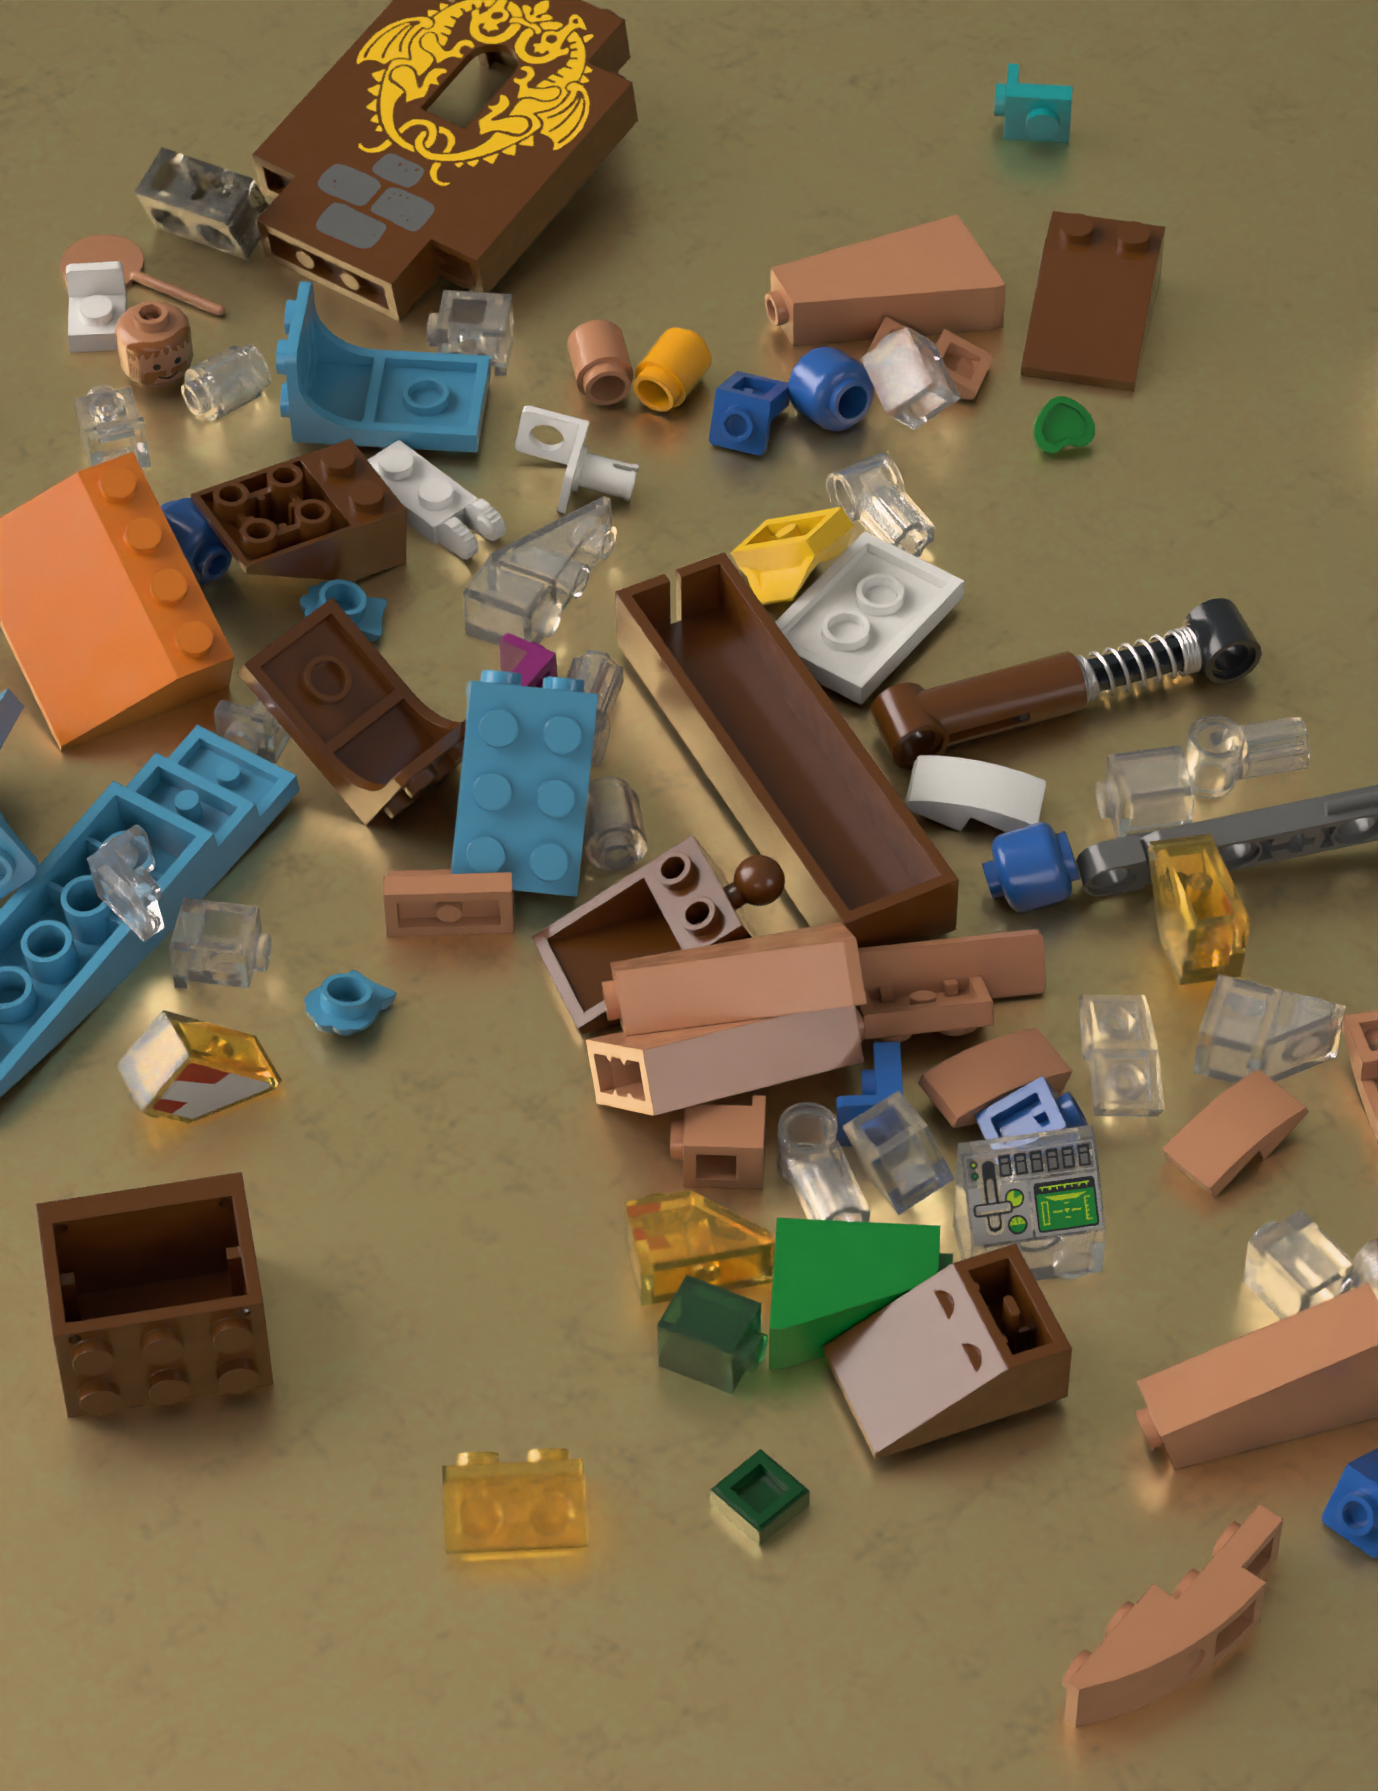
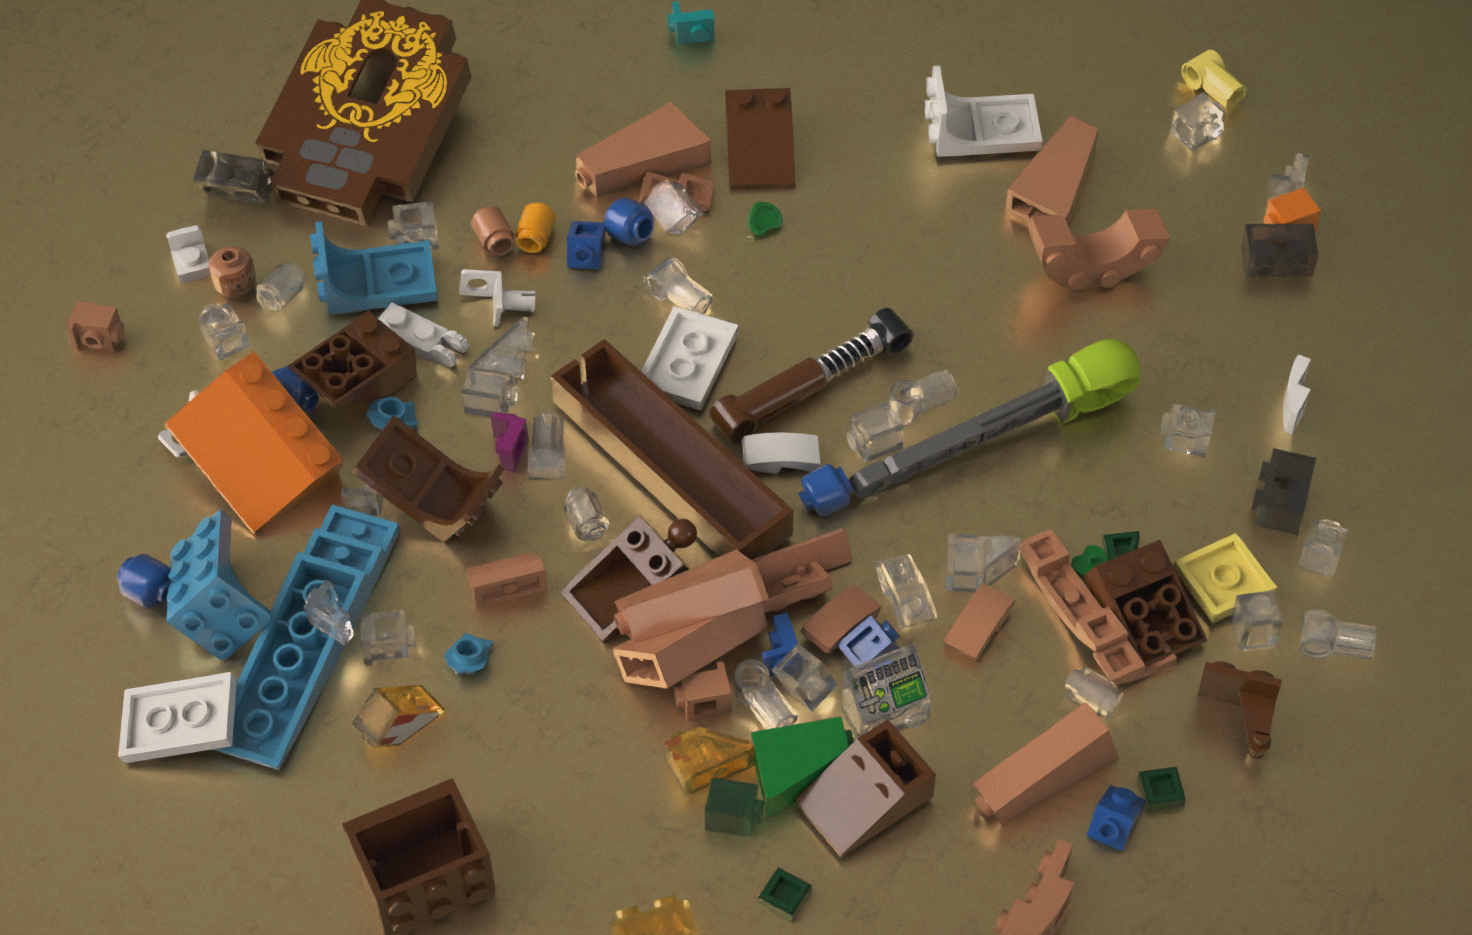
camera: 15 degrees left, 5 degrees up
(117, 248) = (187, 216): nougat piece -> none
(525, 781) = (534, 500): dark azure bracket -> none
(788, 549) = (635, 326): yellow slope -> none
(1197, 909) = (925, 497): clear yellow slope -> none
(1295, 1265) = (1036, 696): clear brick -> none

